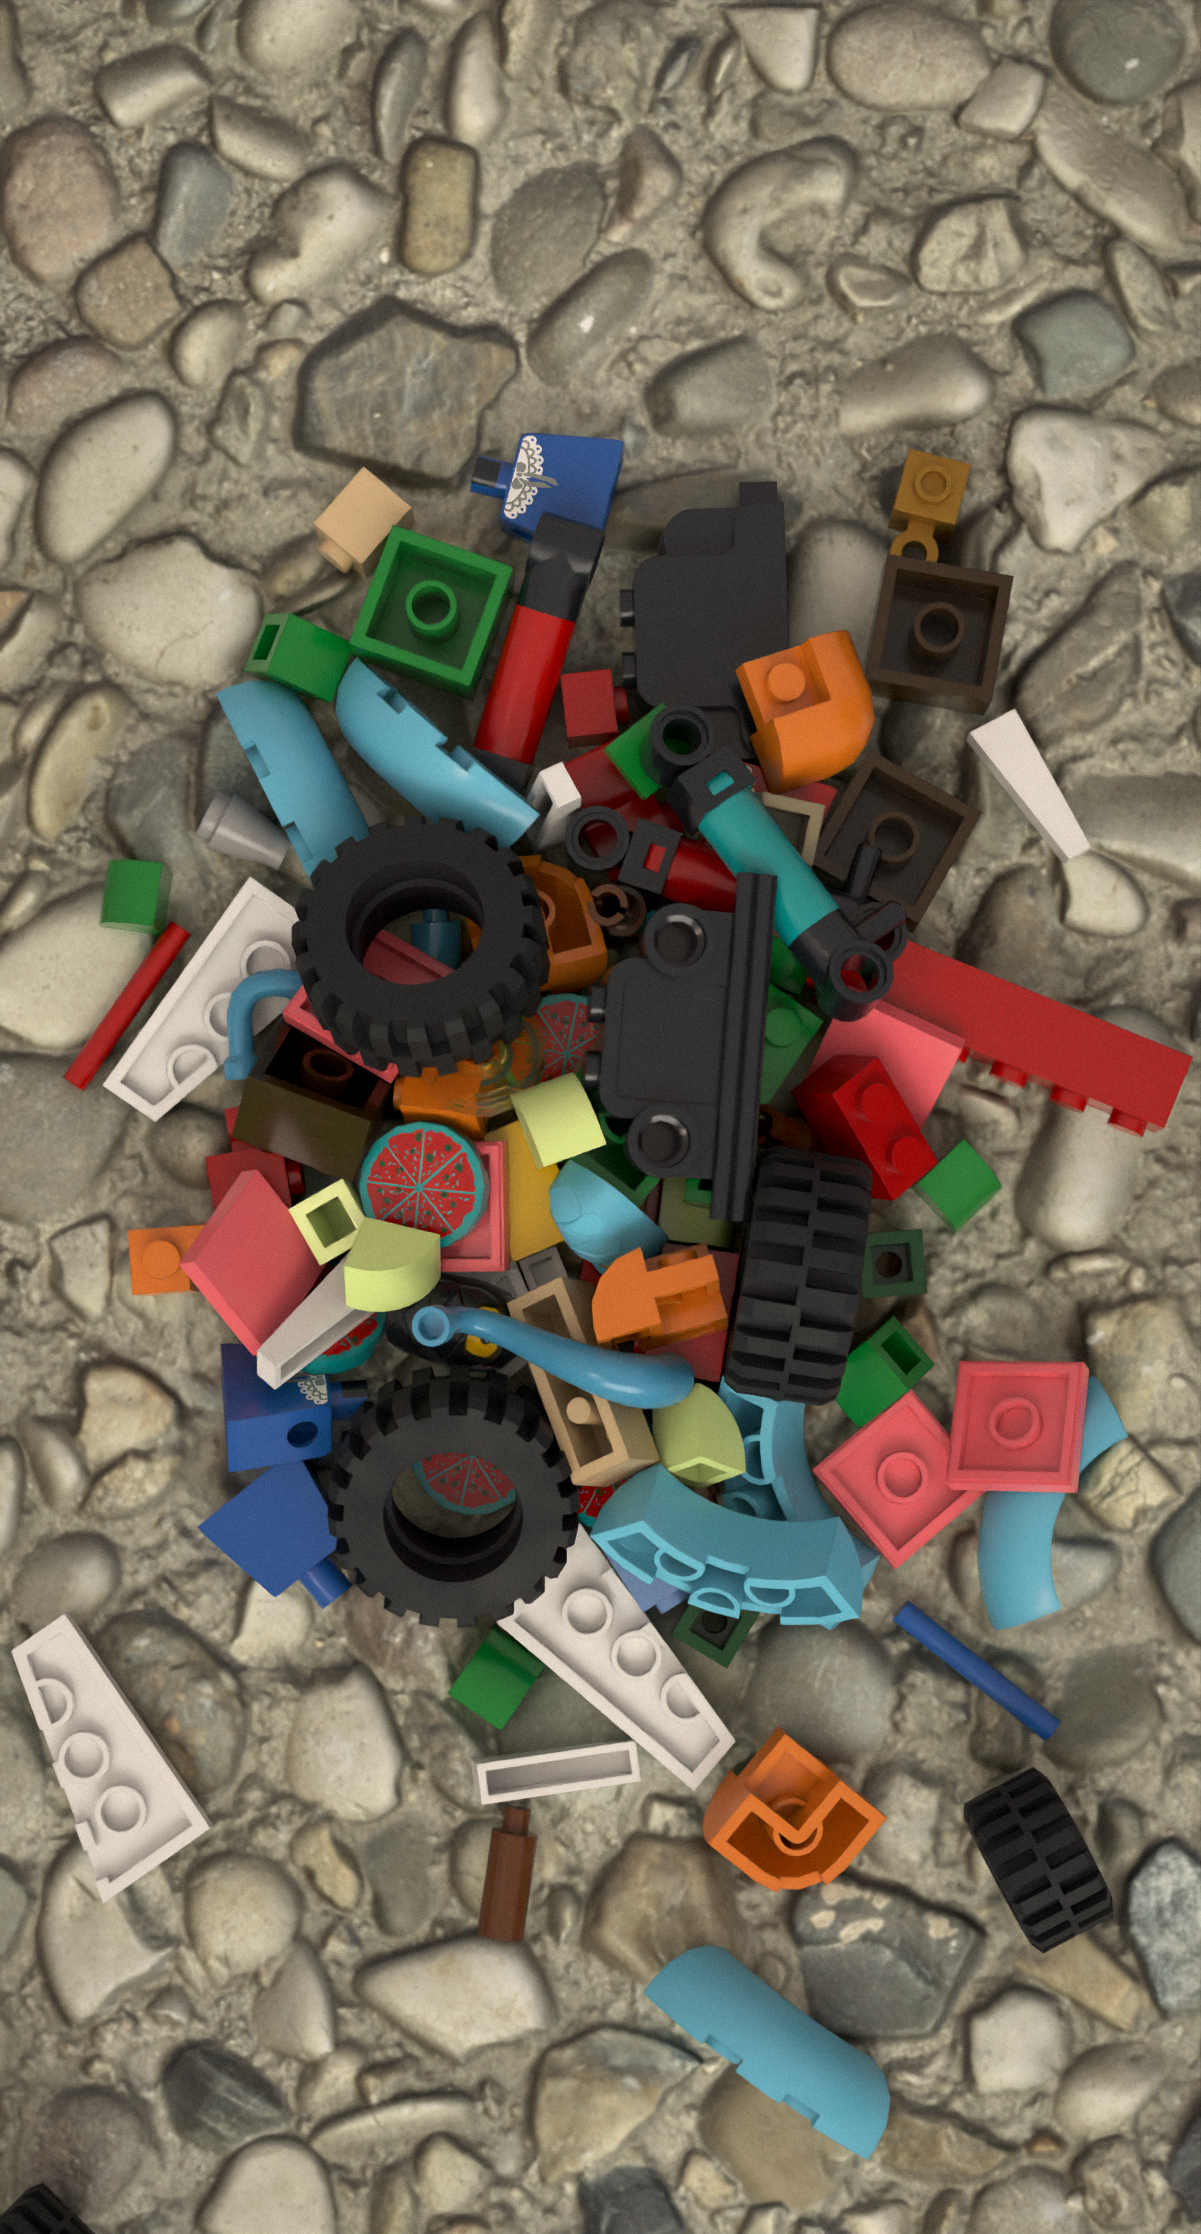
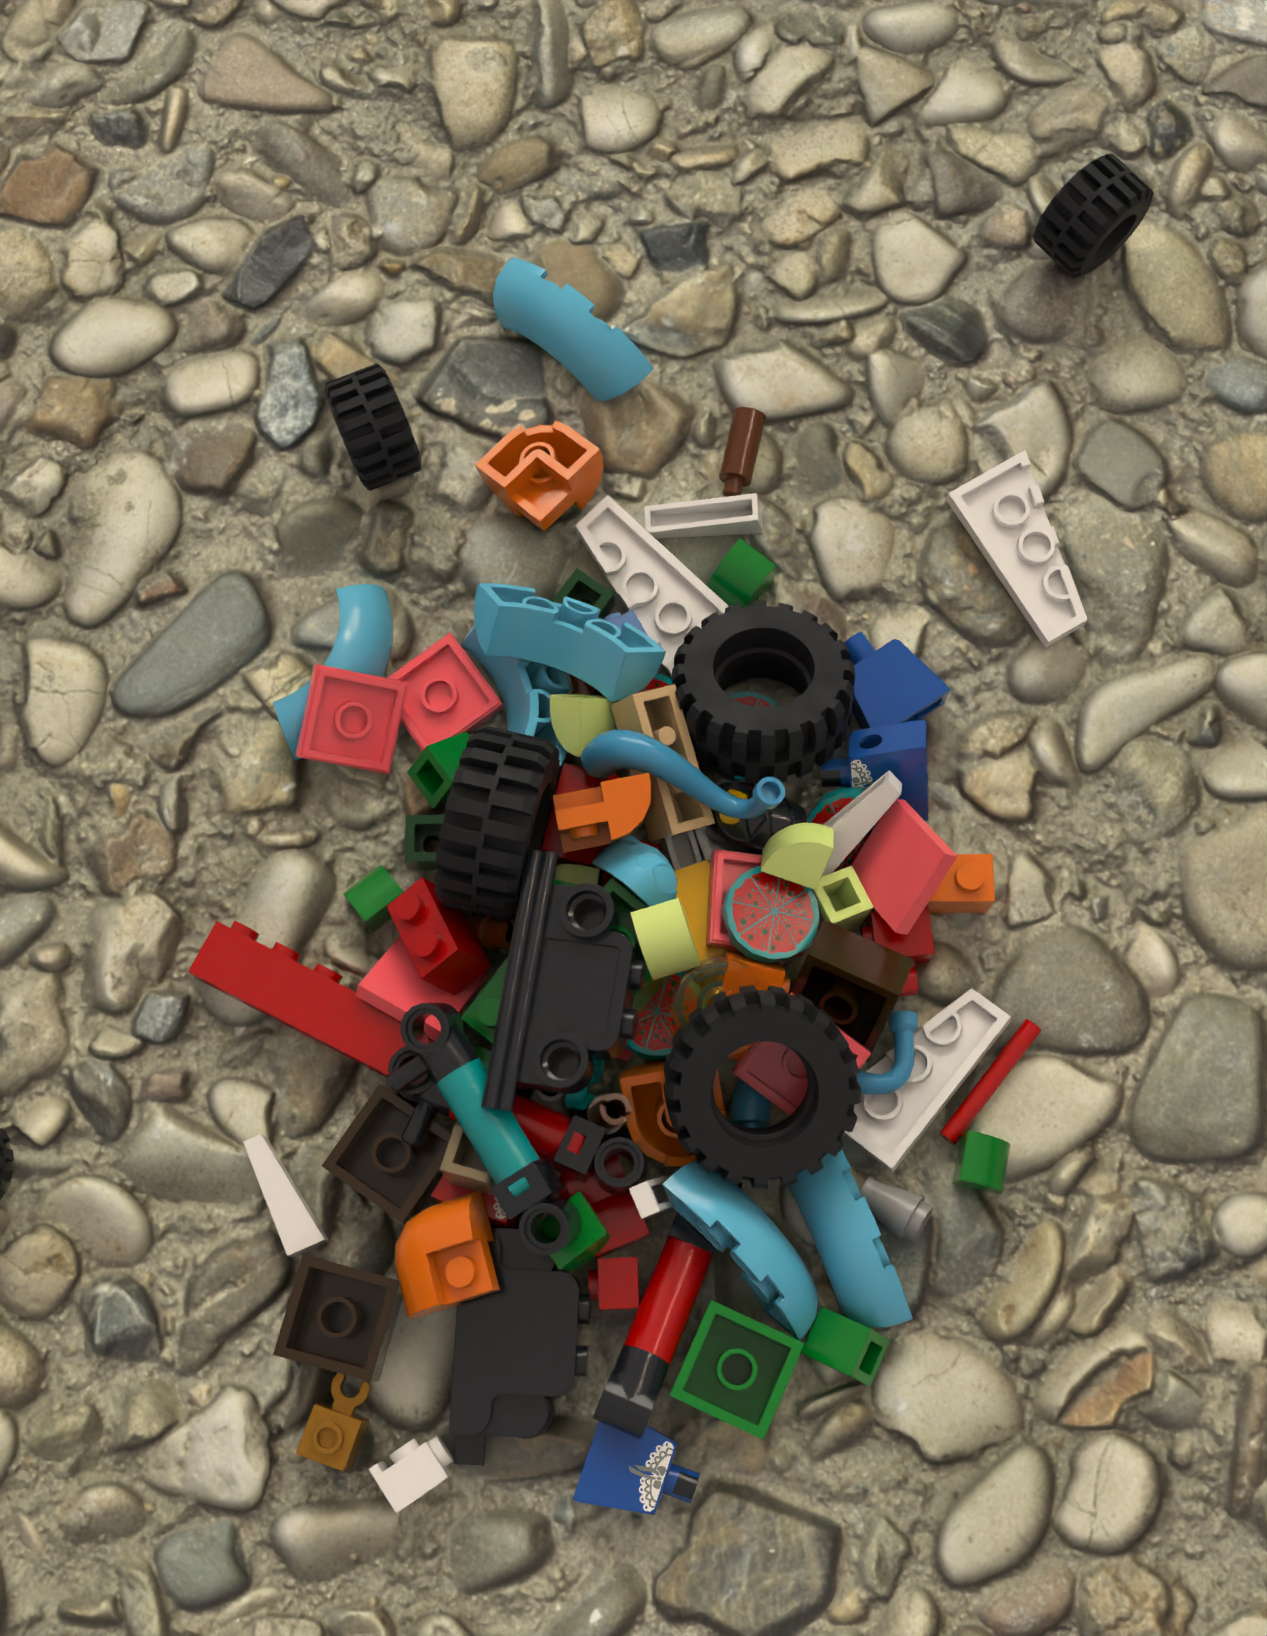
camera: 175 degrees left, 10 degrees down
(359, 523) = (789, 1451): tan brick -> none
(824, 463) = (414, 1471): none -> white brick
(976, 1670) = (402, 565): blue bar -> none

